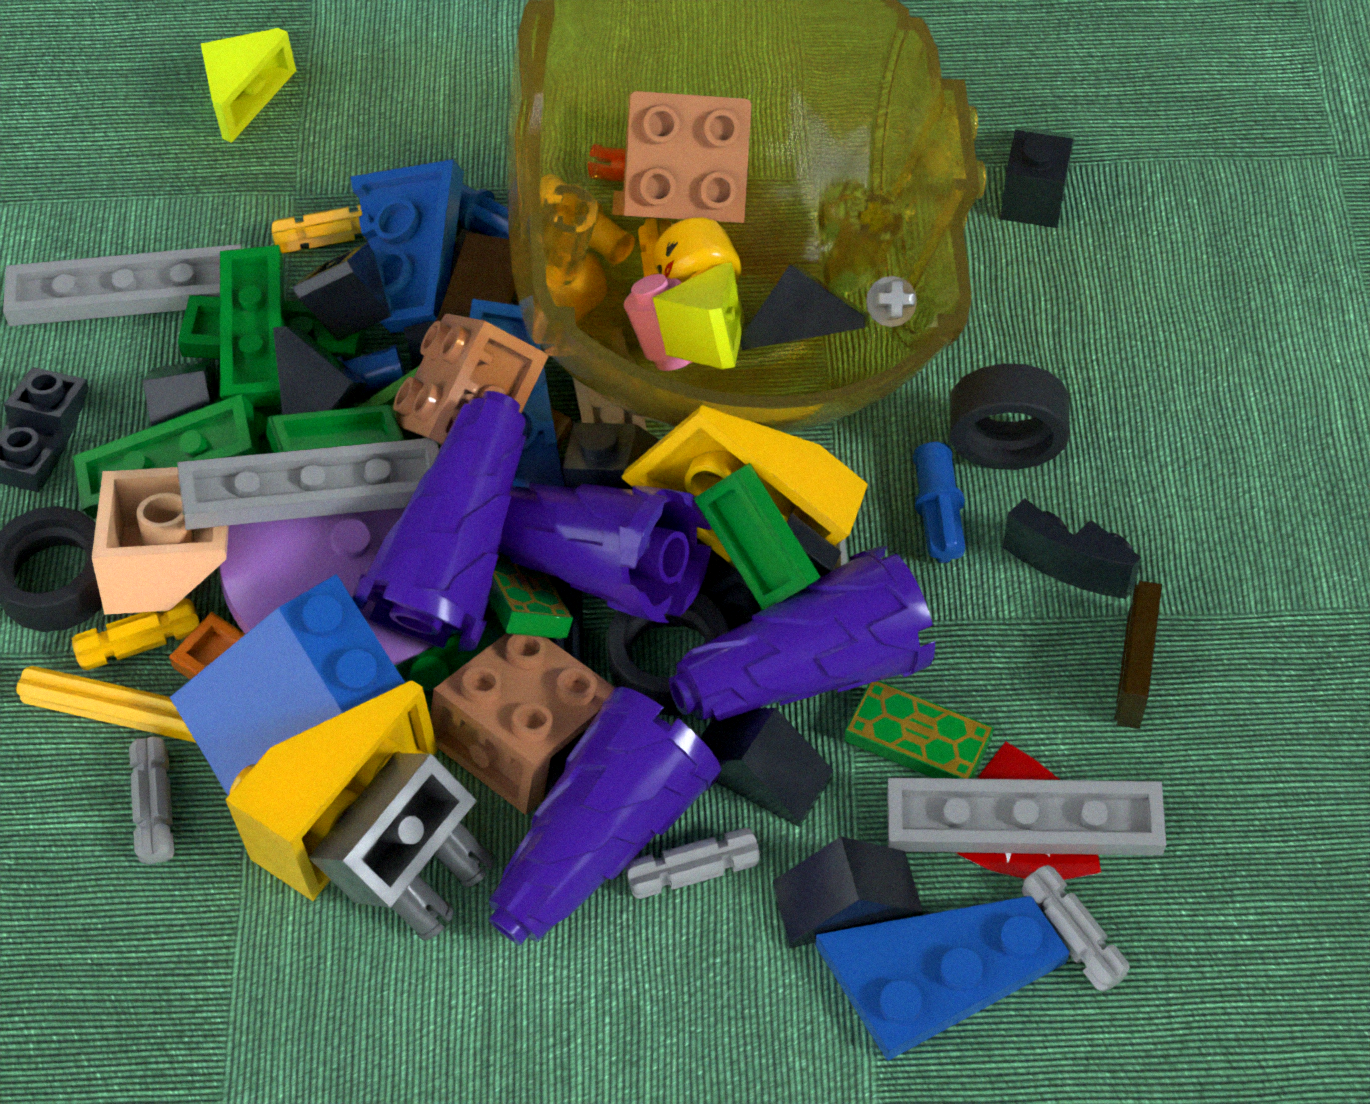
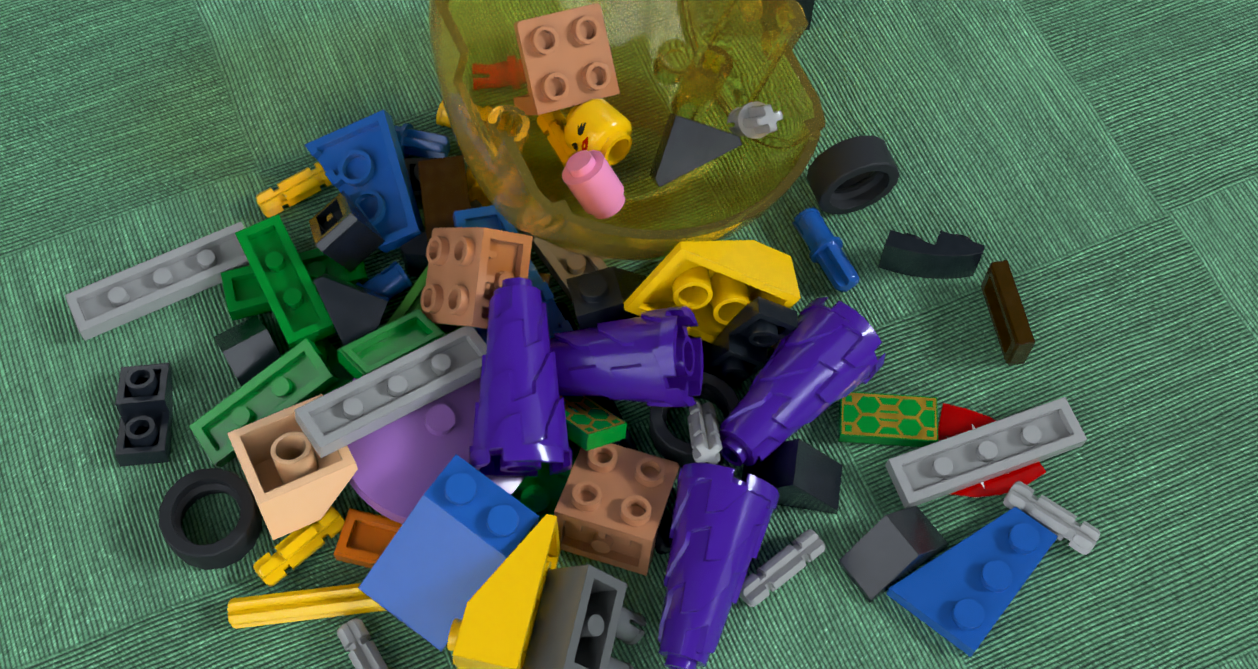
camera: 25 degrees left, 5 degrees up
(246, 75) = (181, 91): neon yellow slope -> none
(659, 660) = (704, 433): none -> light grey axle
(703, 318) = (629, 175): neon yellow slope -> none
(756, 537) = (741, 322): green tile -> none

